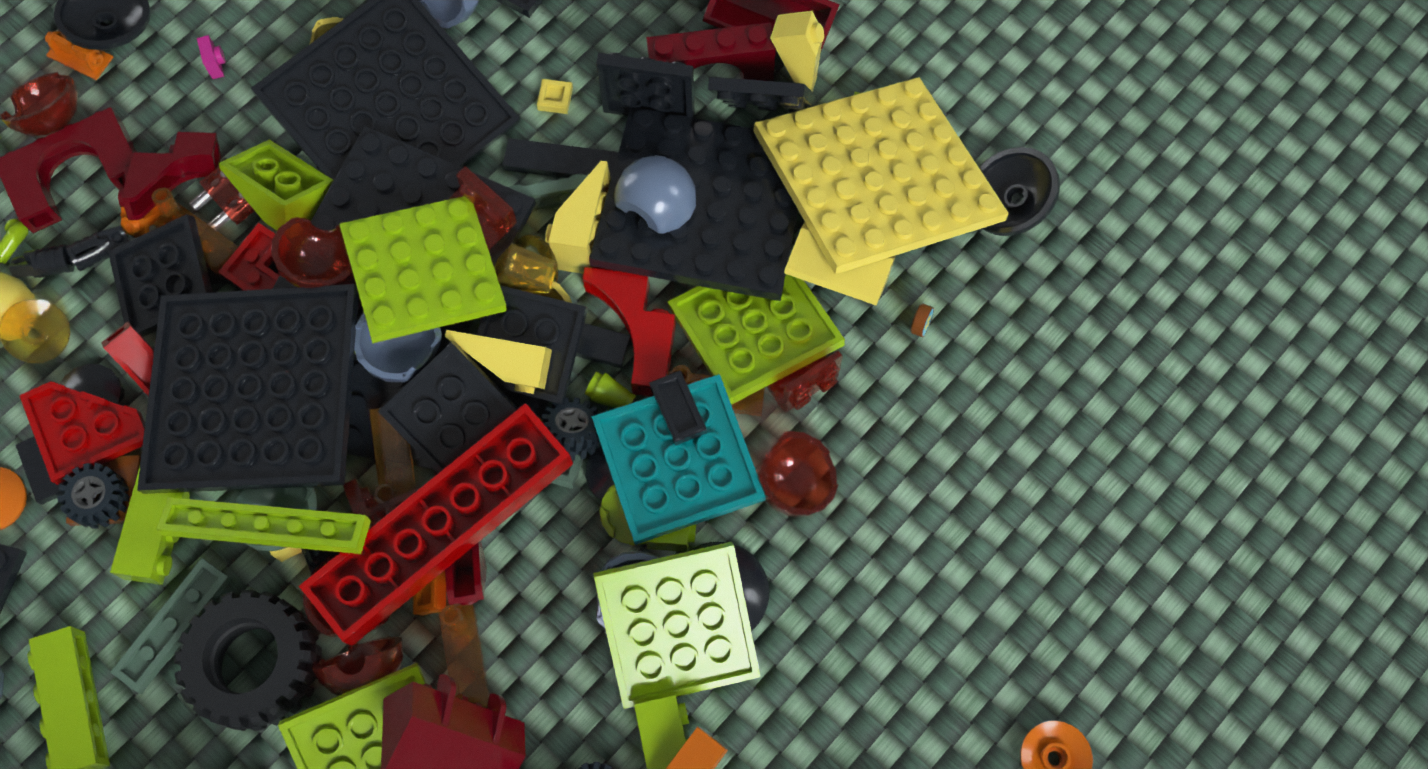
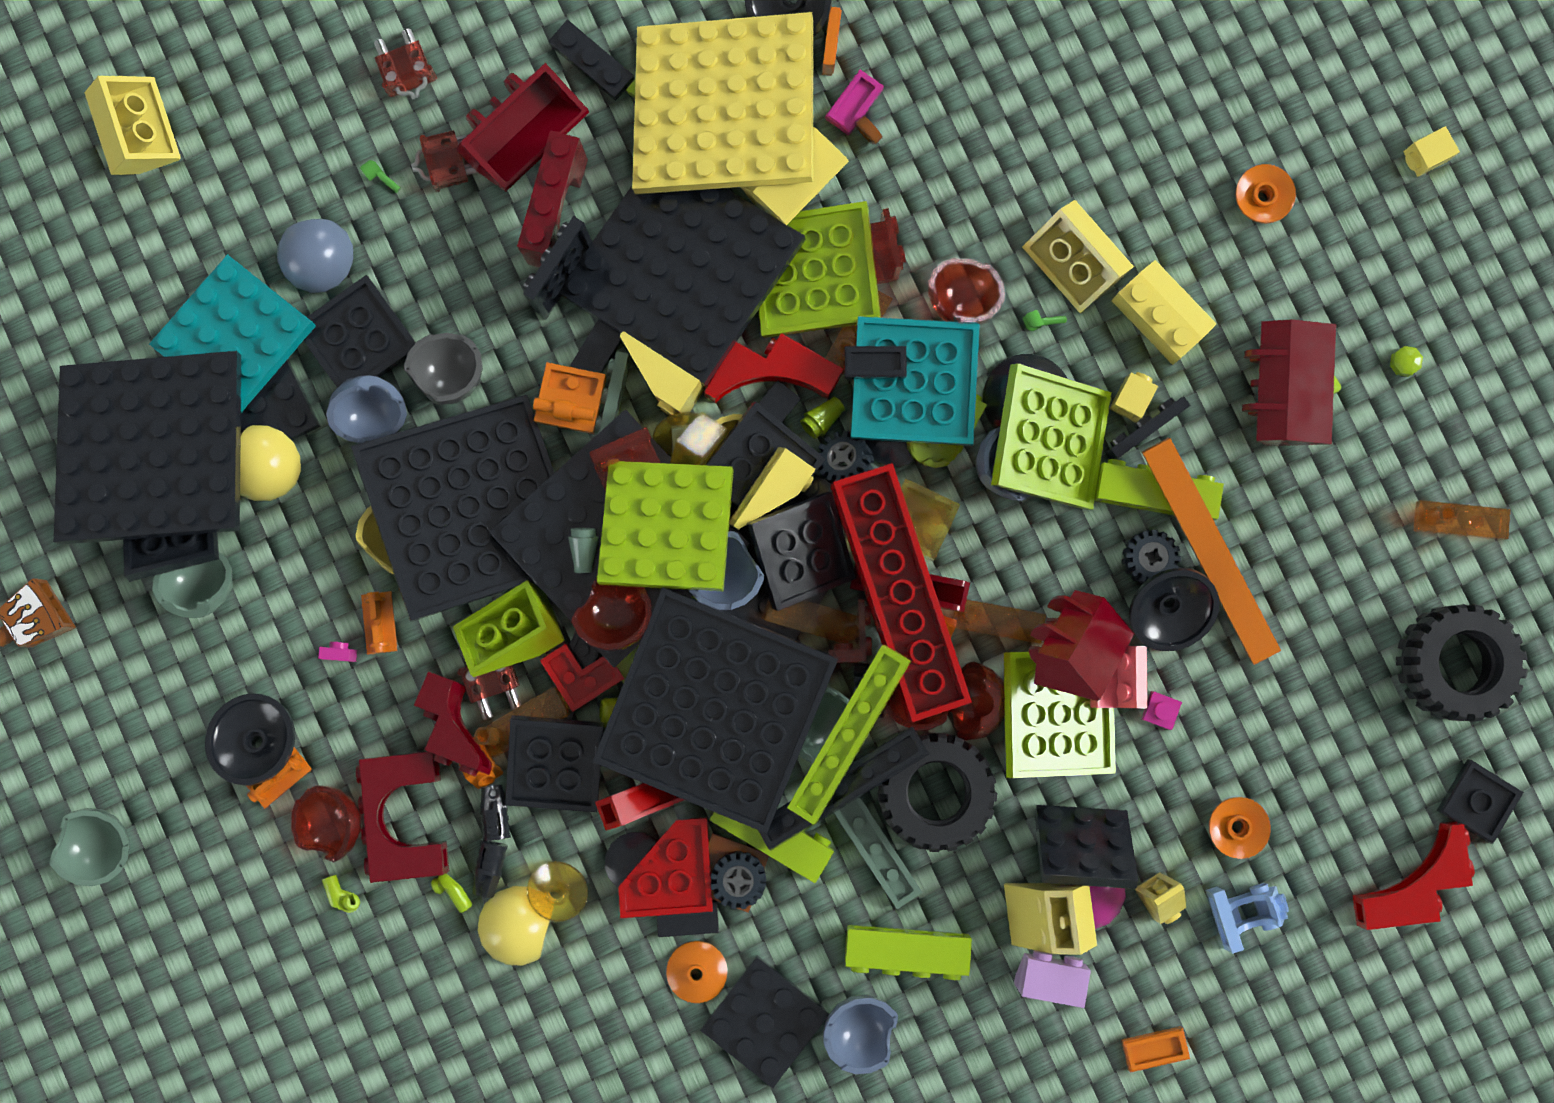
camera: 65 degrees left, 15 degrees up
(226, 564) = (858, 780): none -> black tile
(239, 85) = (379, 622): none -> orange hinge
(378, 203) = (583, 548): none -> sand green cone
(514, 37) = (444, 367): none -> dark grey cylinder
(529, 152) = (569, 398): none -> orange plate
(539, 530) = (930, 516): none -> clear yellow slope
(554, 96) = (513, 356): light yellow tile -> none
(658, 192) = (665, 301): sand blue cylinder -> none
(737, 730) = (1146, 427): none -> black plate
(764, 94) = (611, 168): black plate -> none
(766, 702) = (1134, 396): none -> light yellow brick
(799, 44) = (582, 115): light yellow slope -> none
(801, 565) = (1033, 320): none -> bright green hand
(868, 52) = (591, 60): none -> black plate
(876, 699) = (1163, 312): none -> light yellow slope
(891, 580) = (1077, 256): none -> light yellow slope
(946, 298) = (854, 102): none -> dark pink tile
(993, 250) = (831, 41): none -> orange tile

